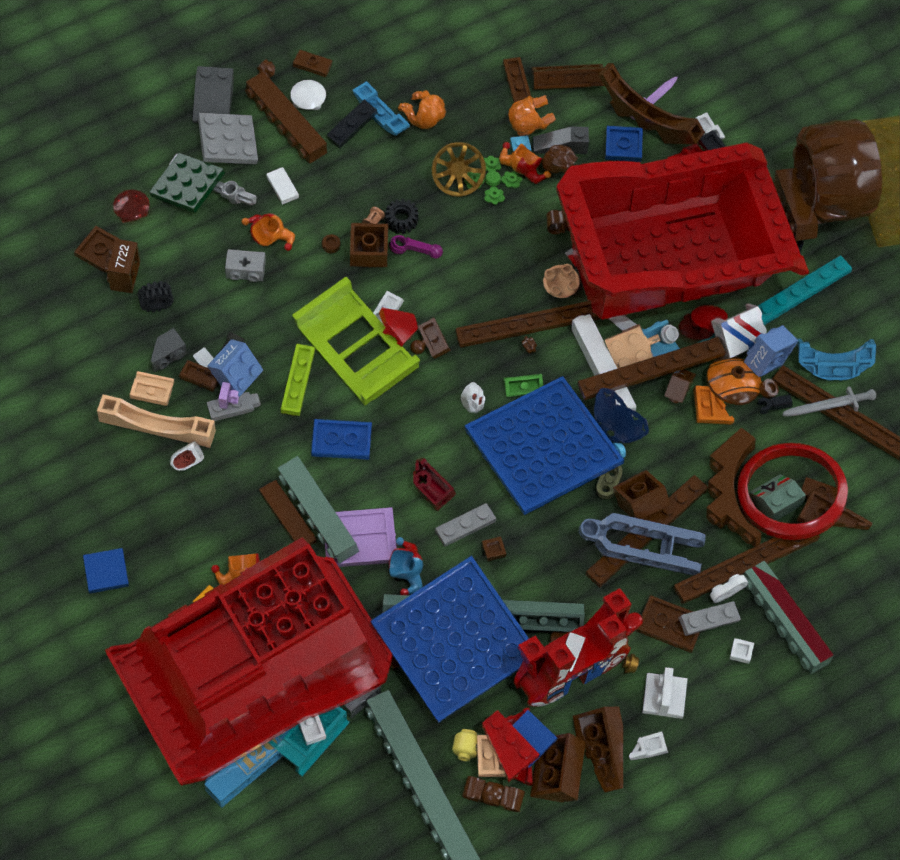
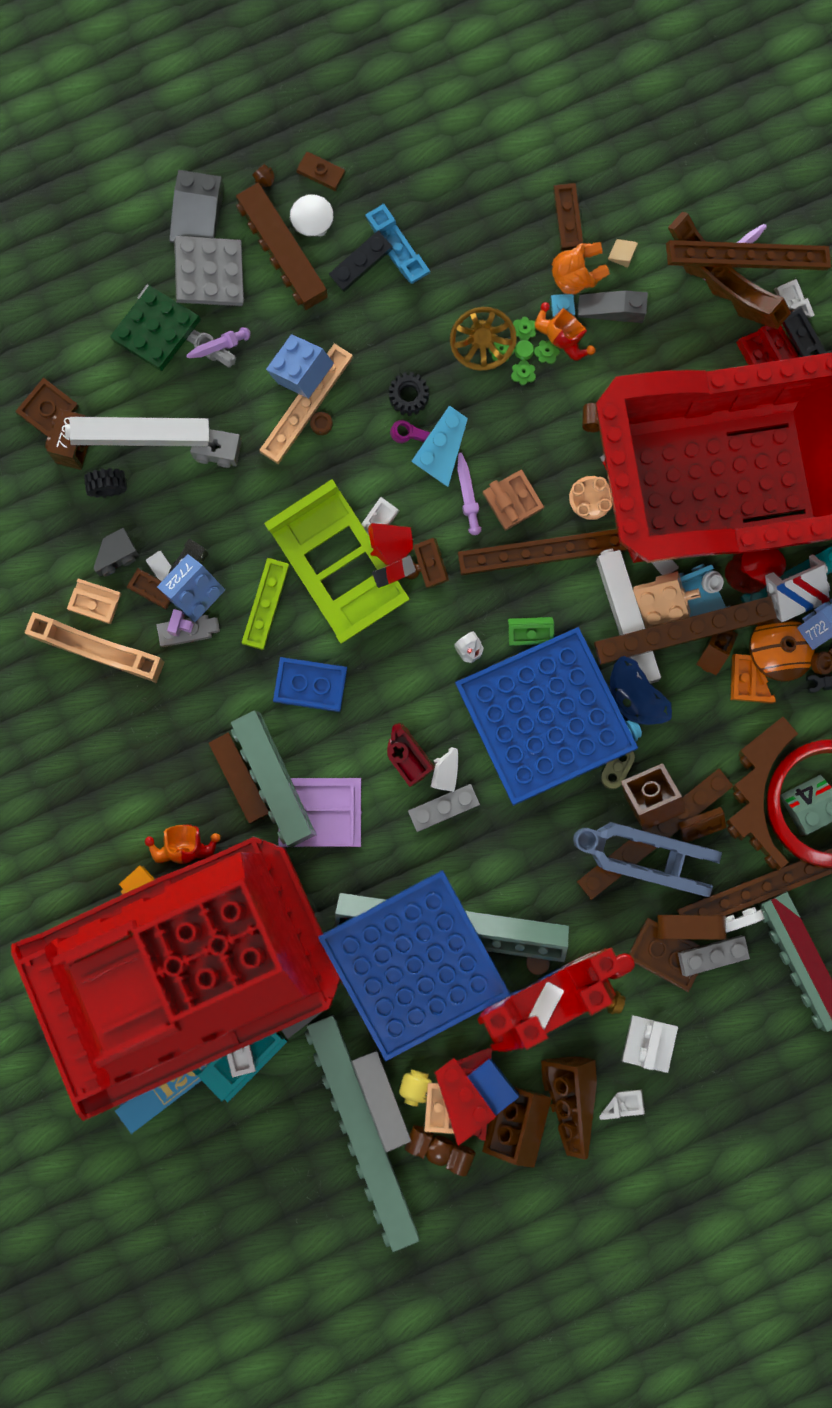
camera: 10 degrees right, 20 degrees up
(105, 570) = (25, 829): blue tile -> none
(131, 205) = (87, 352): clear red dish -> none
(182, 250) = (138, 431): none -> white brick
(187, 457) = (128, 695): rock -> none
(247, 186) = (226, 341): none -> lavender sword
(268, 229) = (248, 401): orange piece -> none
(282, 185) = (268, 337): white tile -> none
(310, 199) = (300, 366): none -> medium blue brick
(317, 229) = (303, 409): none -> light nougat plate
(369, 245) = (365, 432): reddish brown brick -> none
(373, 217) = (374, 395): nougat bush -> none
(404, 345) = (394, 572): none -> sticker
(406, 565) = (370, 857): dark azure piece -> none
(430, 110) = (456, 253): orange hair -> none
(433, 251) = (441, 447): none -> medium azure wing
(438, 756) = (380, 1101): none -> light grey brick
(461, 295) = (469, 508): none -> lavender sword
(464, 494) = (446, 771): none -> white slope
(494, 548) = (473, 843): reddish brown plate -> none
(496, 287) = (513, 499): none -> nougat plate
(529, 344) = (543, 580): reddish brown plate -> none
(559, 159) = (607, 333): reddish brown hair -> none
(565, 103) = (623, 252): none -> tan slope
(567, 76) = (631, 213): reddish brown fence -> none
(624, 143) = (689, 314): blue plate -> none
(665, 94) = (748, 255): none -> reddish brown plate
(687, 517) = (702, 825): none -> reddish brown plate
(687, 593) = (691, 927): none -> reddish brown beam
(741, 651) = (745, 998): white plate -> none

